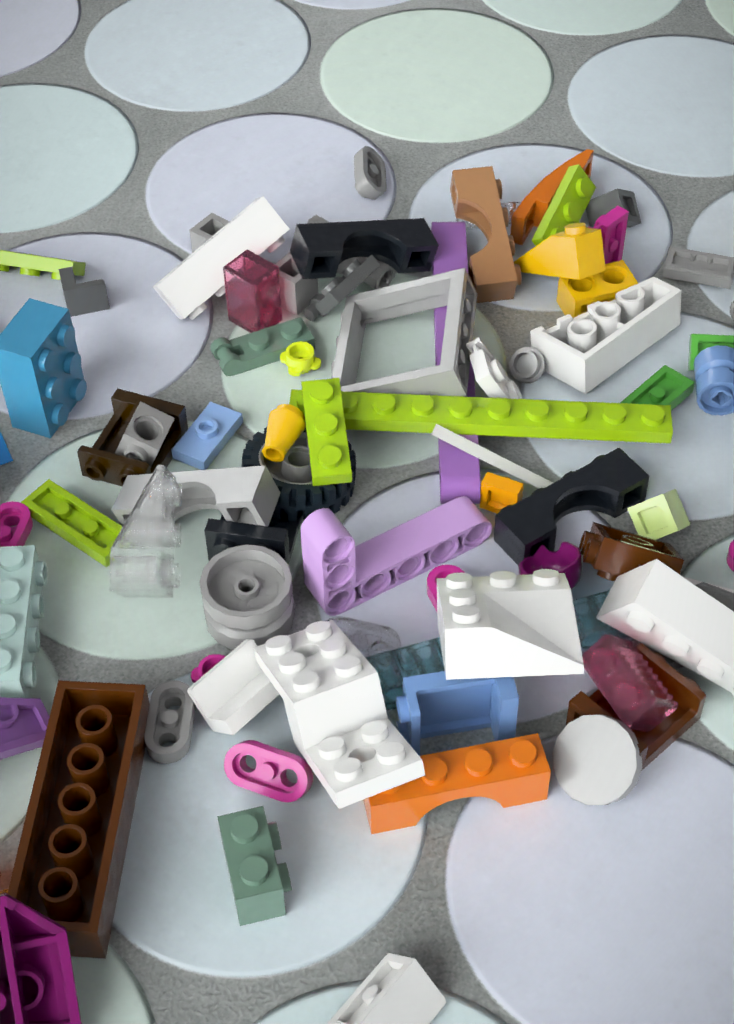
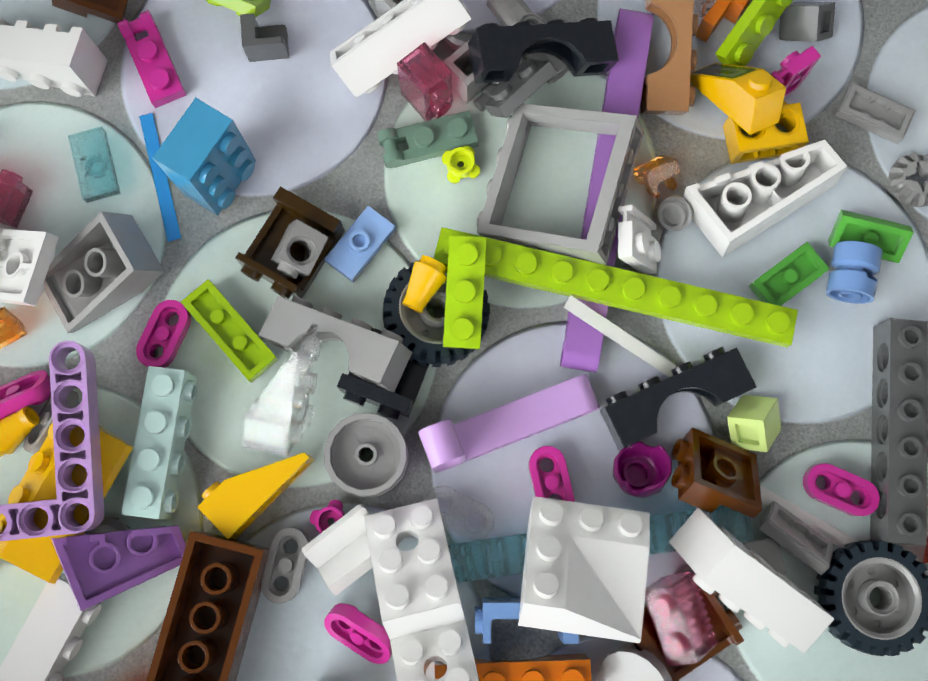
camera: 10 degrees right, 30 degrees up
(127, 650) = (243, 498): none -> yellow slope
(499, 492) = (617, 371): light orange plate -> none
(501, 335) = (656, 171): none -> clear orange tile

